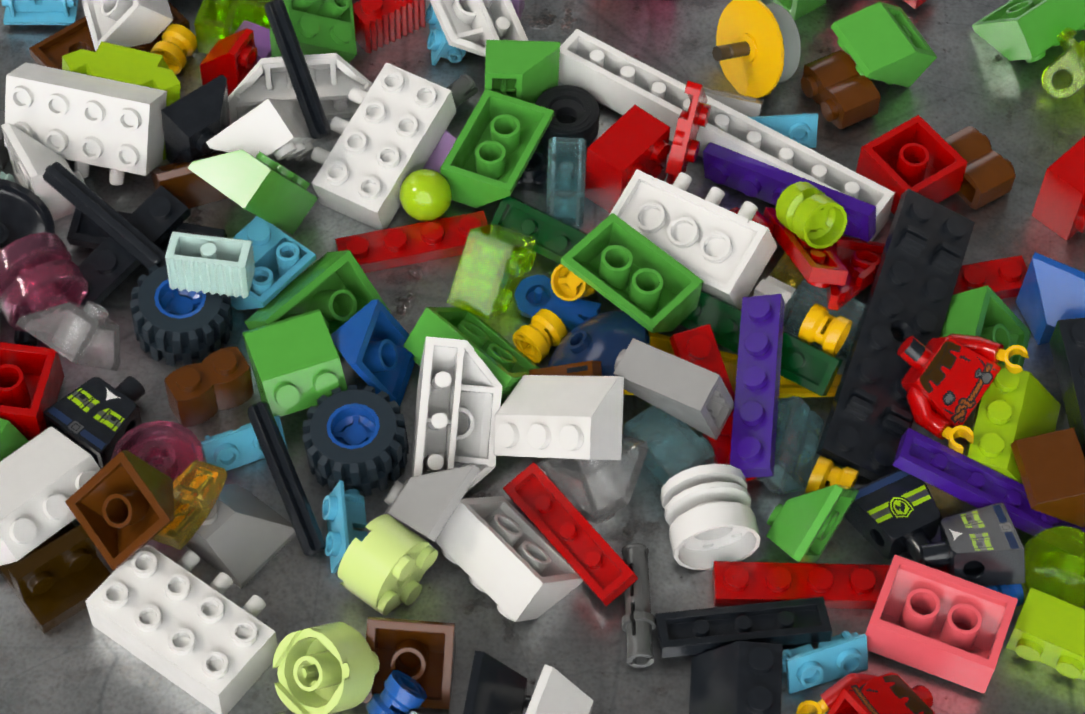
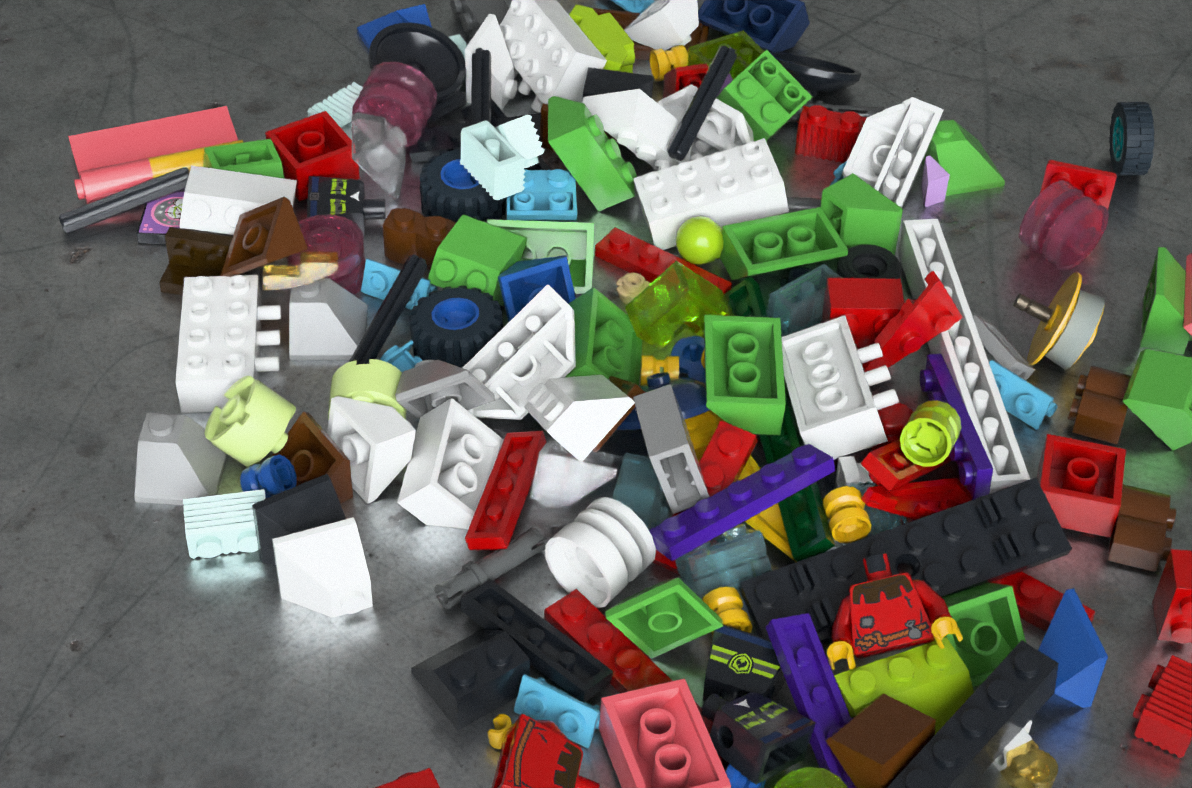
camera: 50 degrees right, 10 degrees down
(191, 217) = (523, 138): none -> light aqua brick
(421, 287) = (630, 286): none -> tan plate
(438, 590) = (373, 440): none -> white slope

